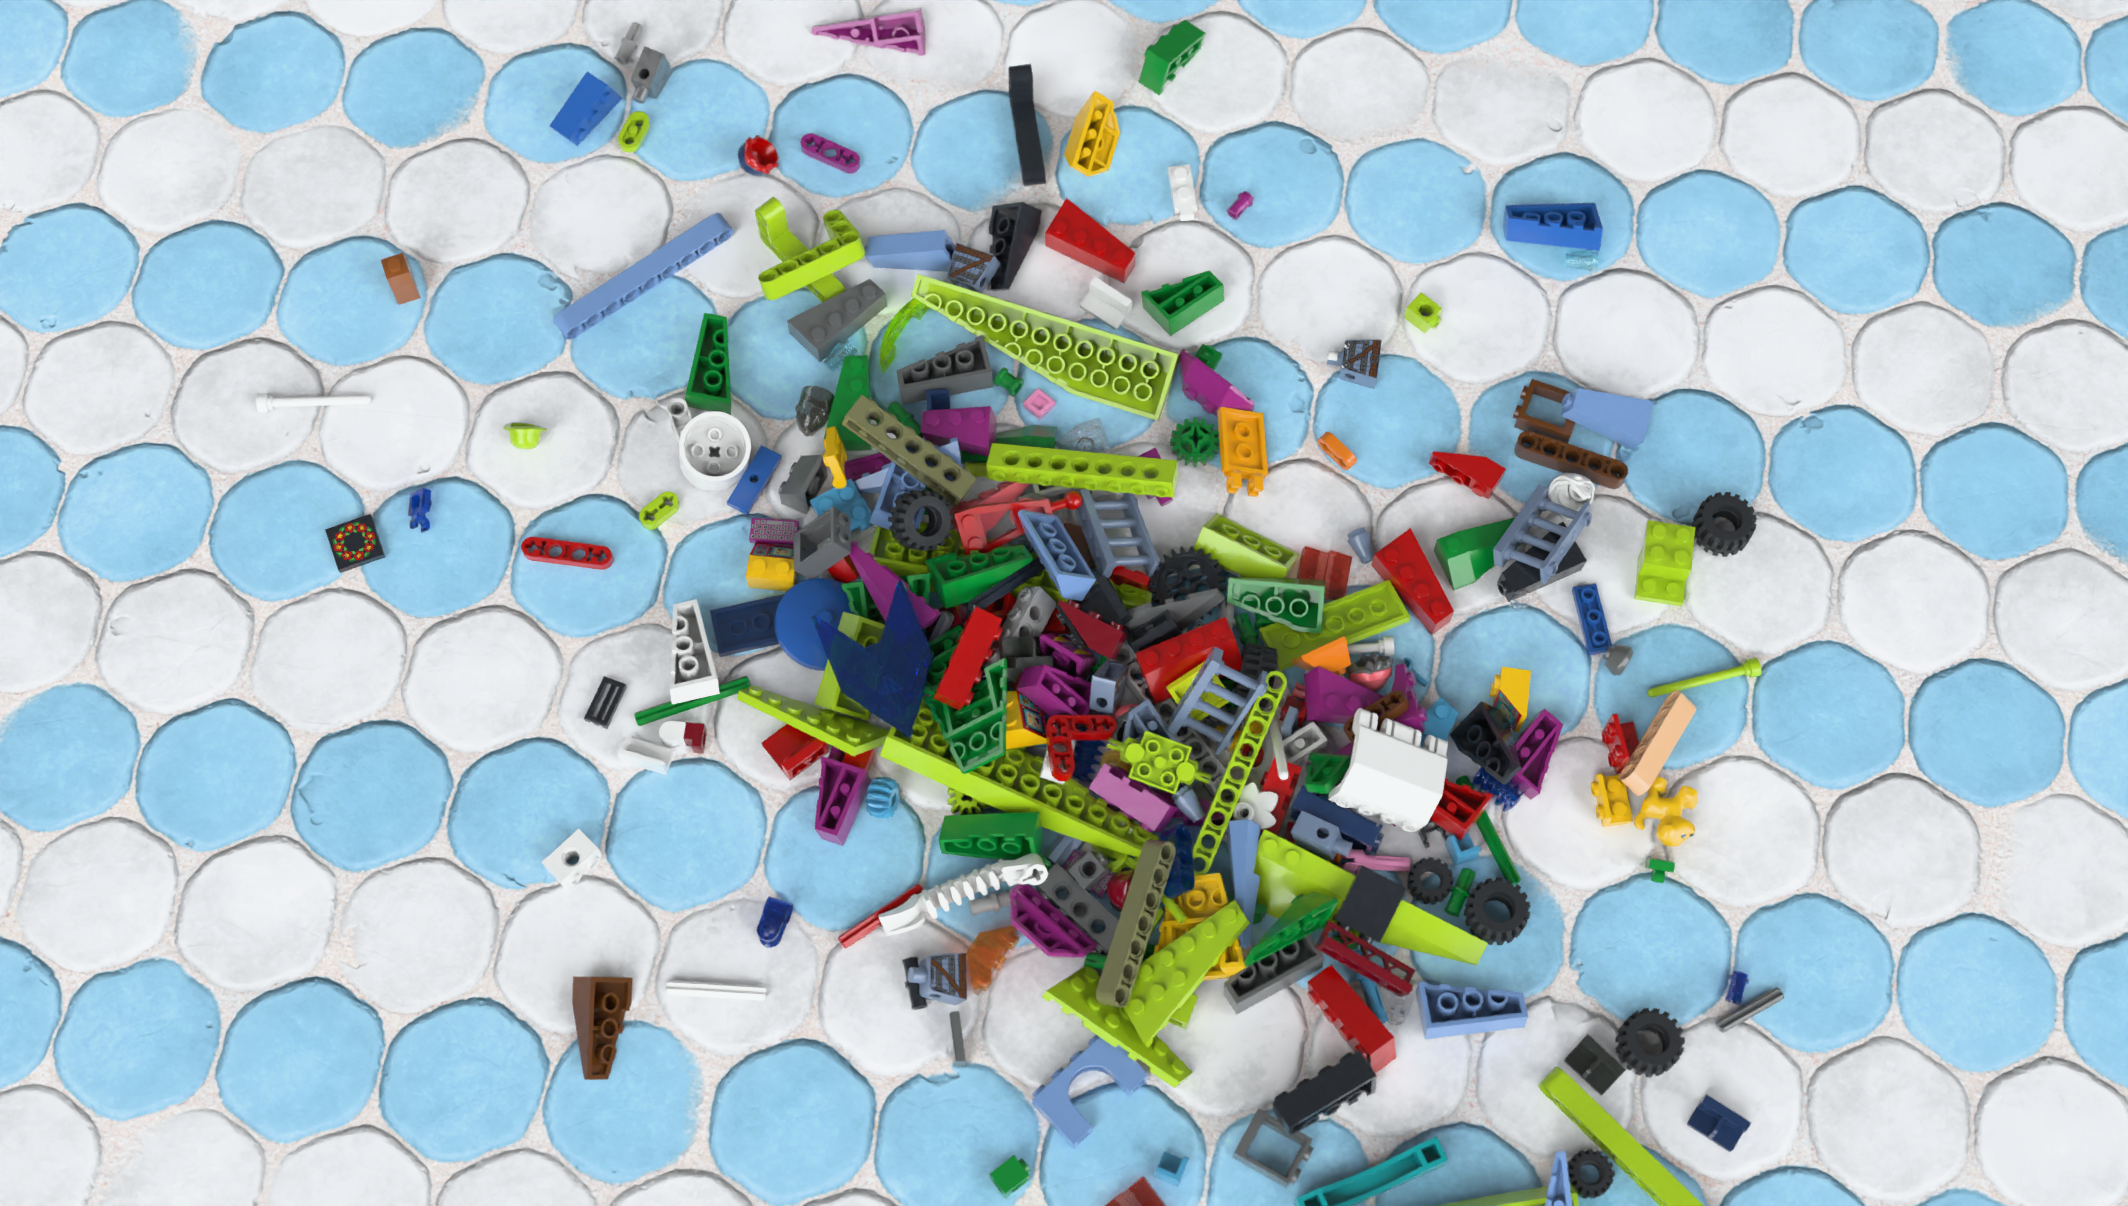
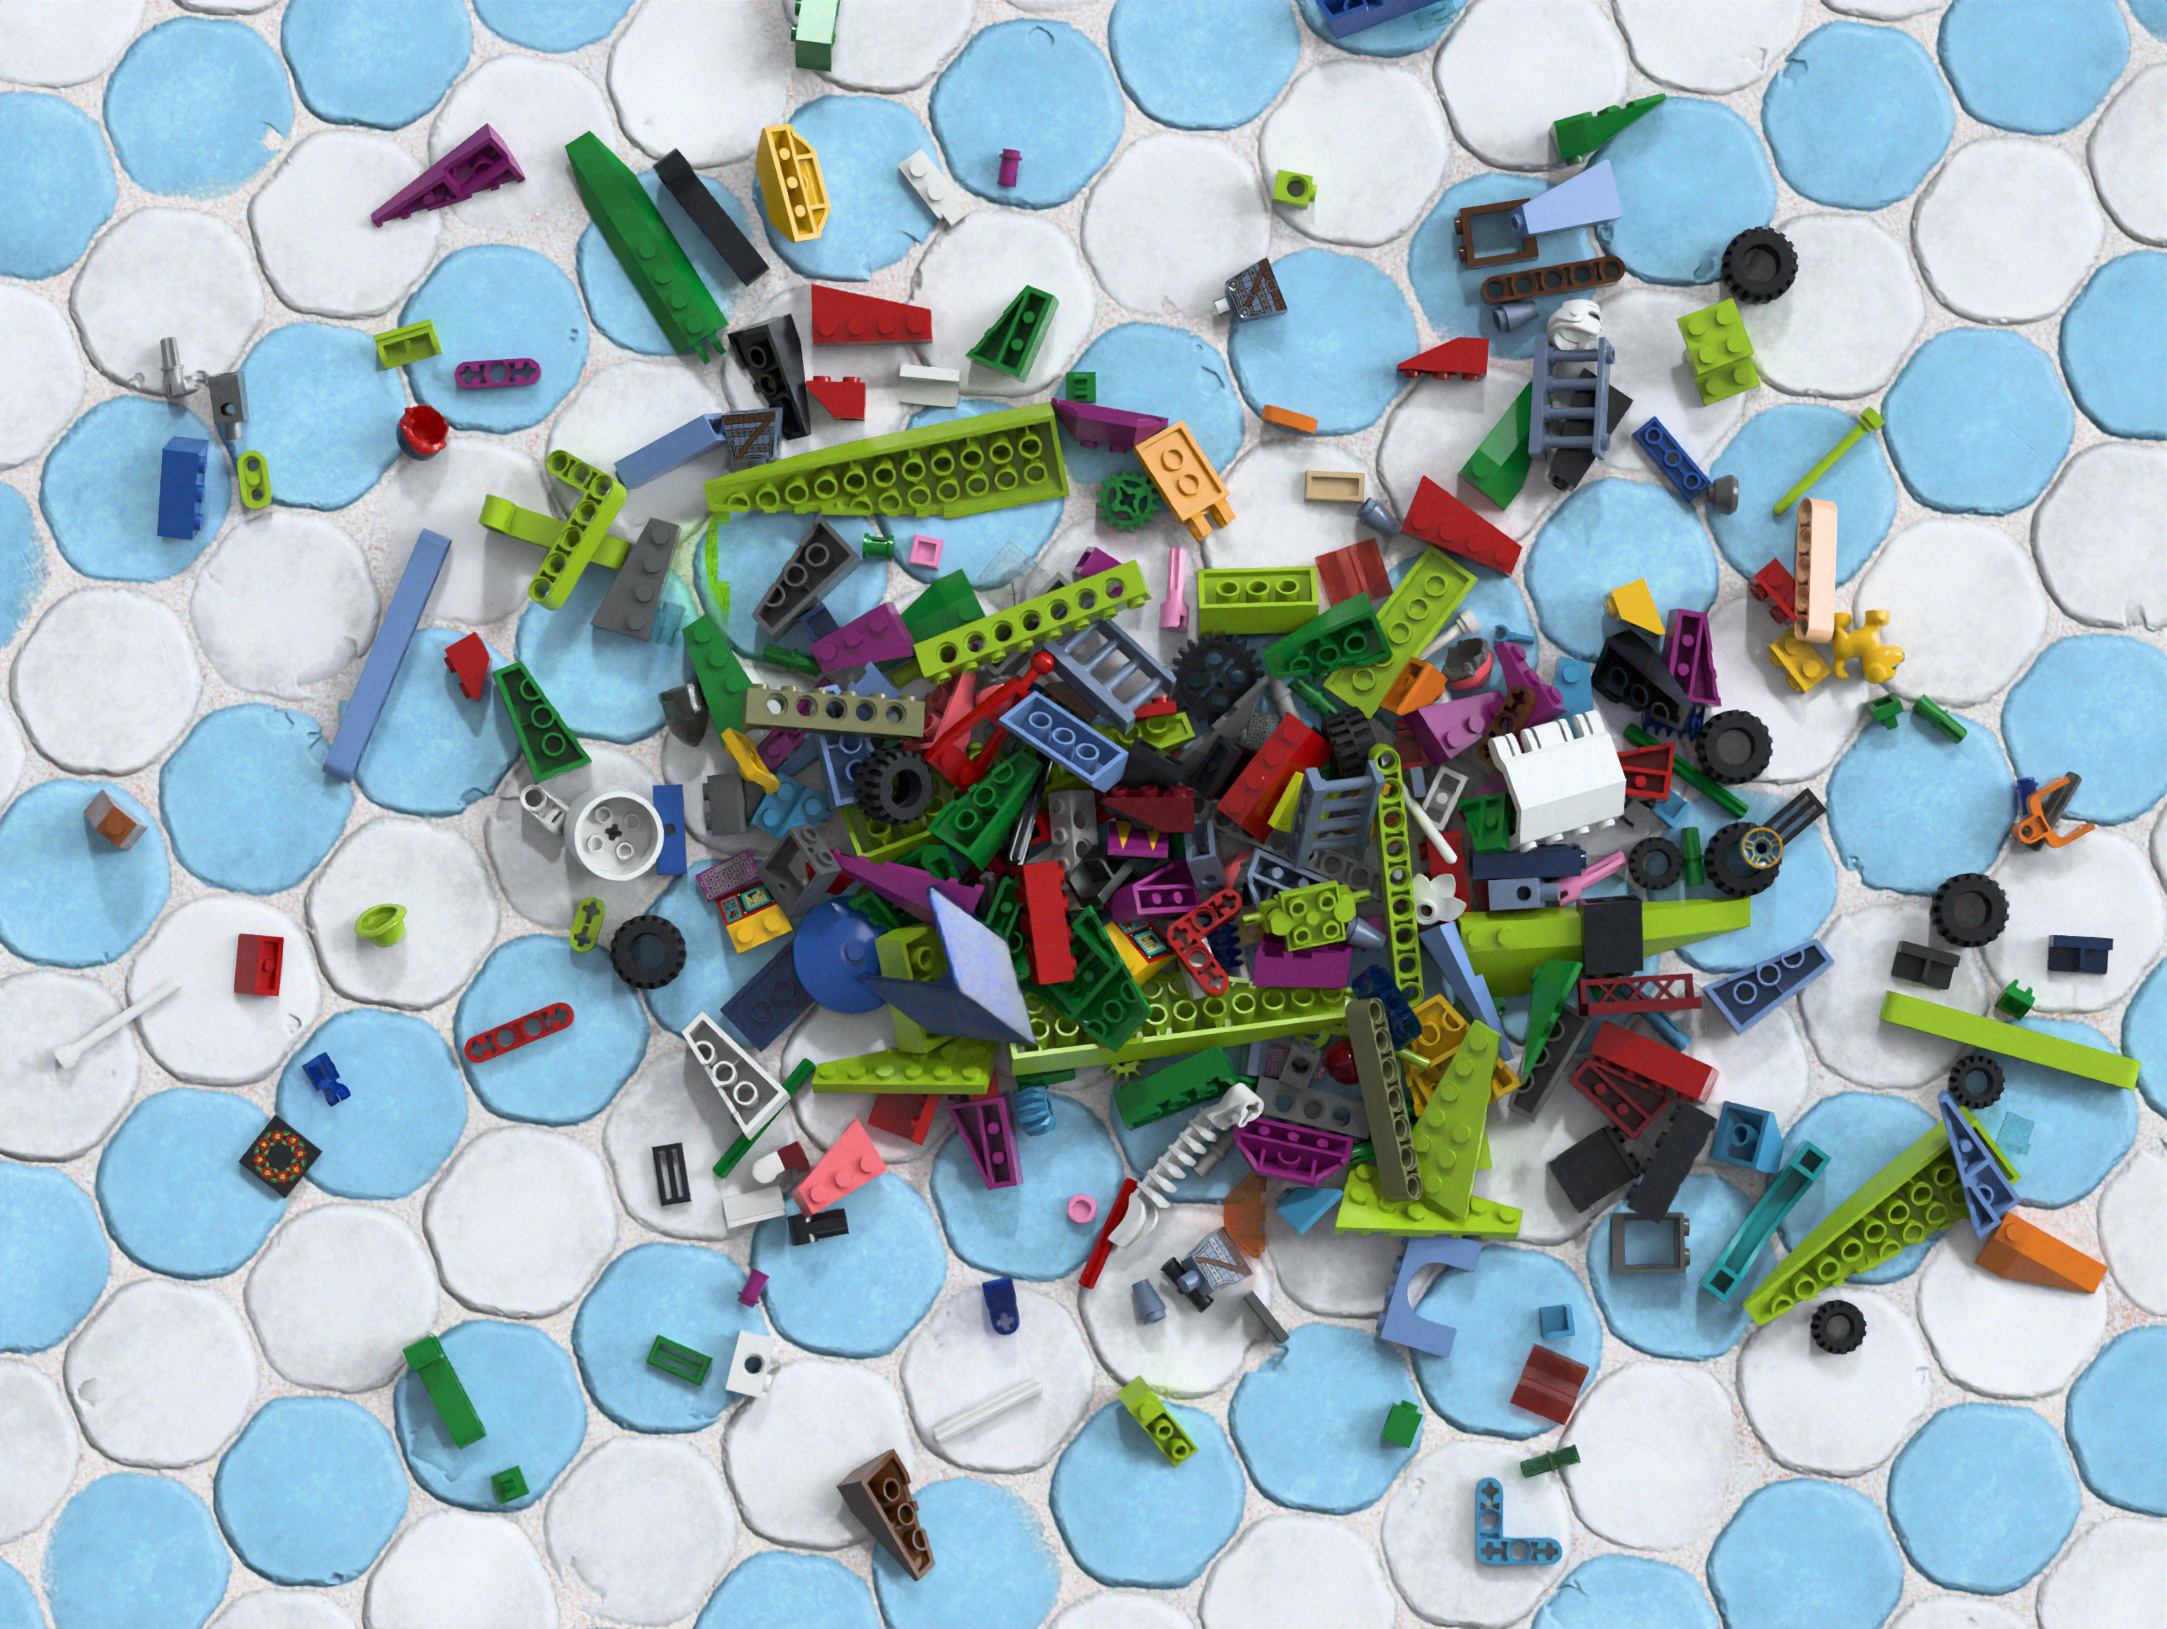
camera: 30 degrees left, 20 degrees up
(351, 847) = (510, 1484): none -> green tile
(353, 752) = (446, 1390): none -> green beam
(429, 416) = (258, 964): none -> red panel
(536, 846) = (656, 1350): none -> green tile
(608, 809) = (752, 1288): none -> magenta pin
(674, 789) = (817, 1226): none -> black piece
(683, 529) = (621, 952): none -> black tyre
(693, 305) = (472, 663): none -> red slope
(718, 760) = (839, 1171): none -> coral wedge
(785, 105) = (408, 344): none -> lime hinge
(832, 1069) = (1157, 1421): none -> lime slope
(873, 888) = (1081, 1208): none -> bright pink tile
(878, 982) = (1148, 1303): none -> sand blue cone
(907, 782) = (1045, 1078): none -> green axle
(974, 131) = (645, 247): none -> green hinge
(1036, 974) = (1306, 1205): none -> dark azure slope
(1043, 281) = (841, 399): none -> red slope
(1186, 525) = (1174, 611): none -> bright pink piece
(1262, 1071) = (1594, 1167): none -> black panel
(1310, 1027) = (1618, 1097): none -> dark red wedge
(1342, 511) = (1334, 486): none -> tan tile
(1392, 1116) = (1748, 1138): none -> dark azure slope
(1524, 897) = (1772, 852): none -> wheel
(1531, 468) = (1512, 315): none -> sand blue cone
(1544, 815) = (1759, 741): none -> black tyre
(1553, 916) = (1813, 801): none -> black tile
(1649, 380) = (1585, 133): none -> green wedge
(1650, 1129) = (2015, 1001): none -> green tile
(1696, 897) = (1940, 719): none -> green axle
(1733, 1009) = (2037, 824): none -> orange piece

